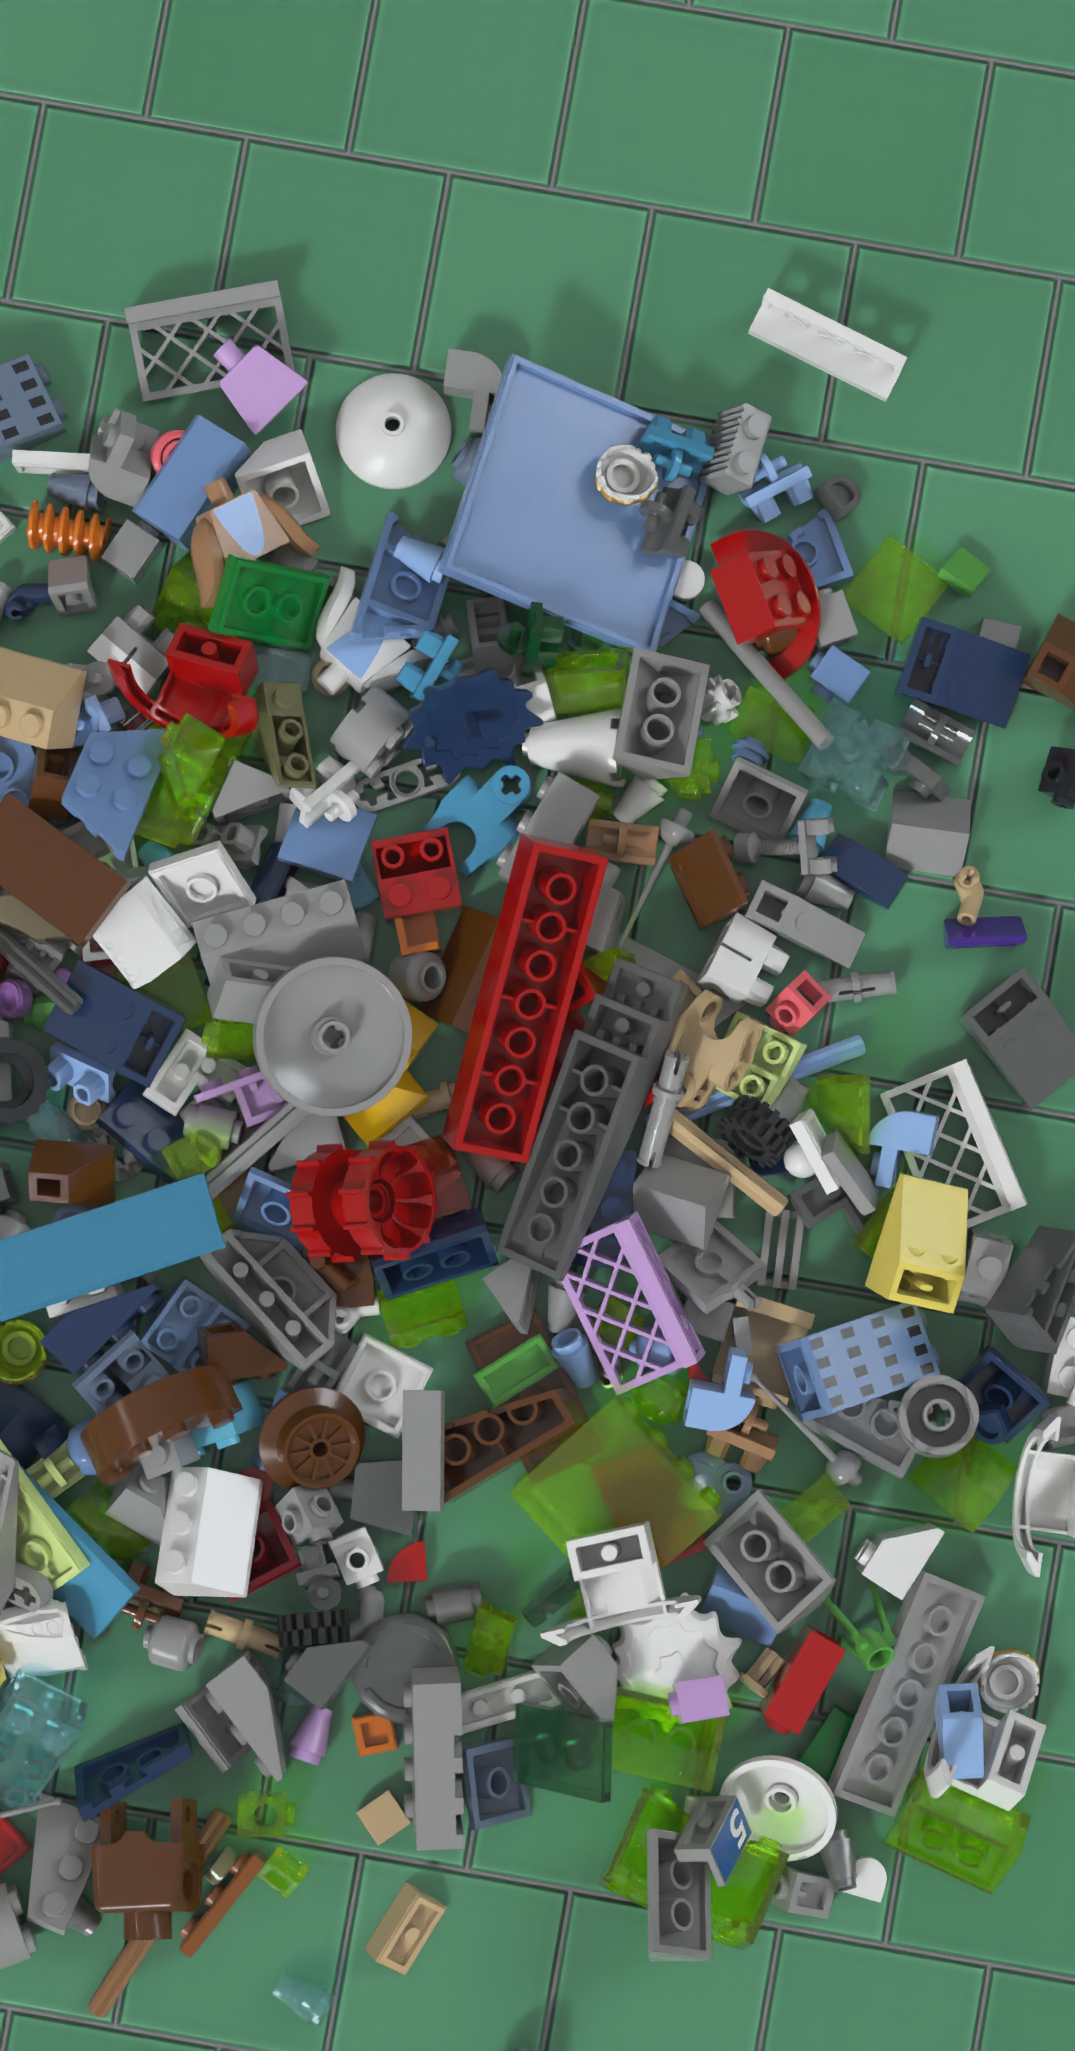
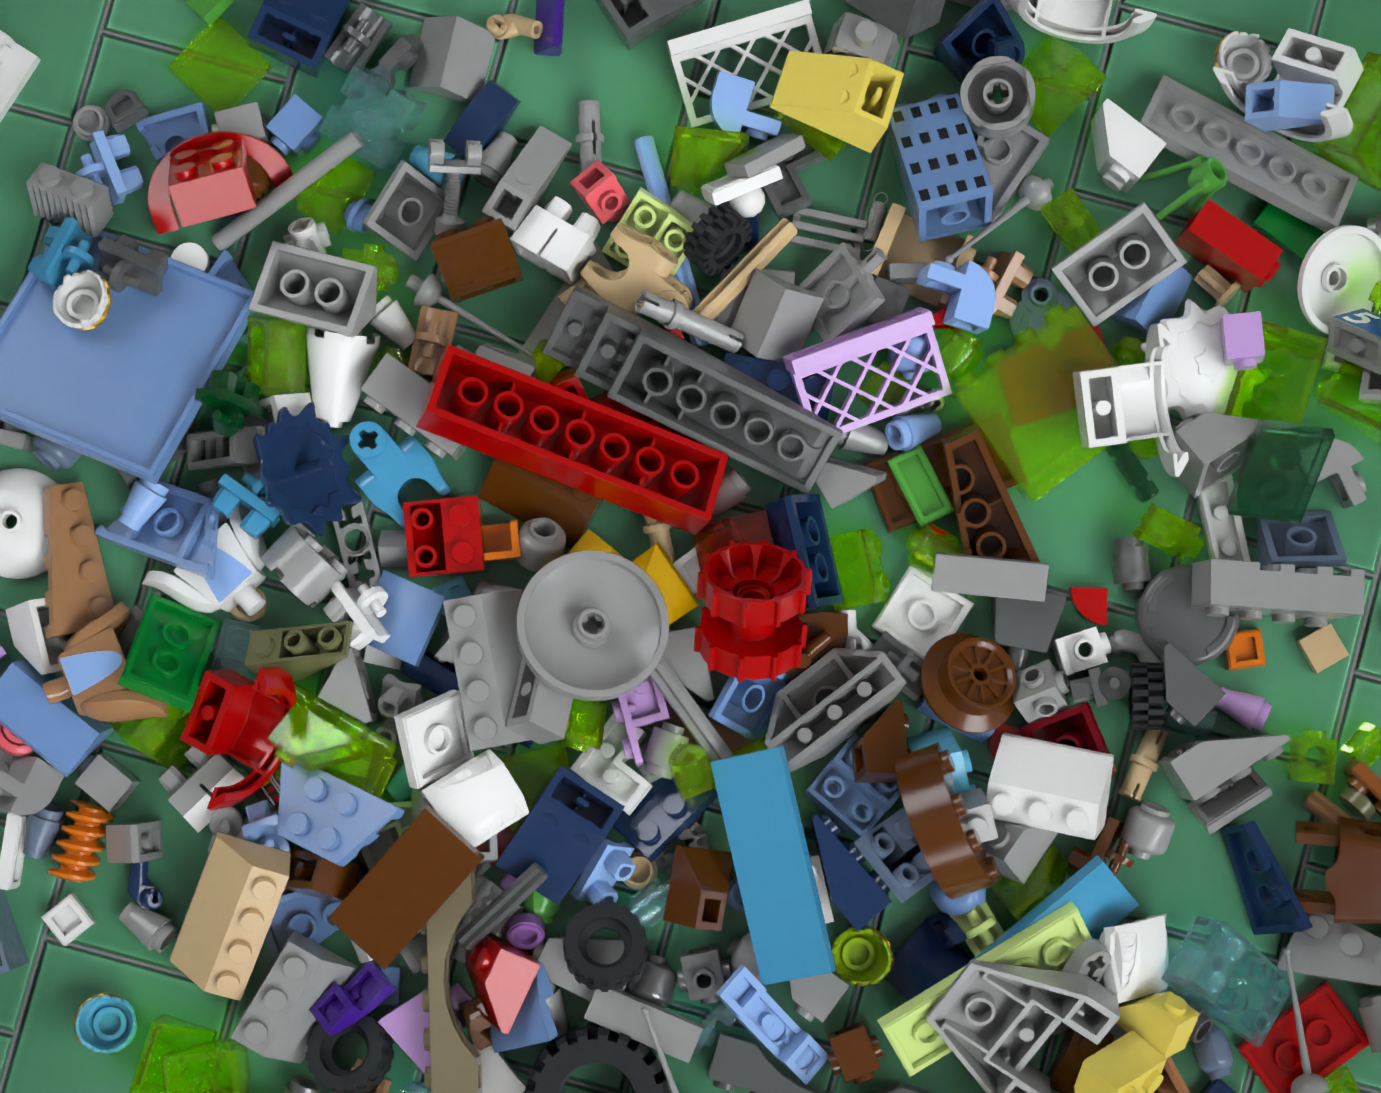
camera: 90 degrees left, 0 degrees up
(356, 494) = (73, 562): none -> medium nougat wing
(401, 821) = (393, 549): none -> light grey slope
(457, 1384) = (925, 543): none -> clear neon green head
(580, 1815) = (1346, 483): none -> light grey brick
(680, 1581) = (1128, 351): none -> clear neon green plate
(797, 1298) = (874, 221): none -> white piece
(822, 461) = (90, 120): none -> light grey plate

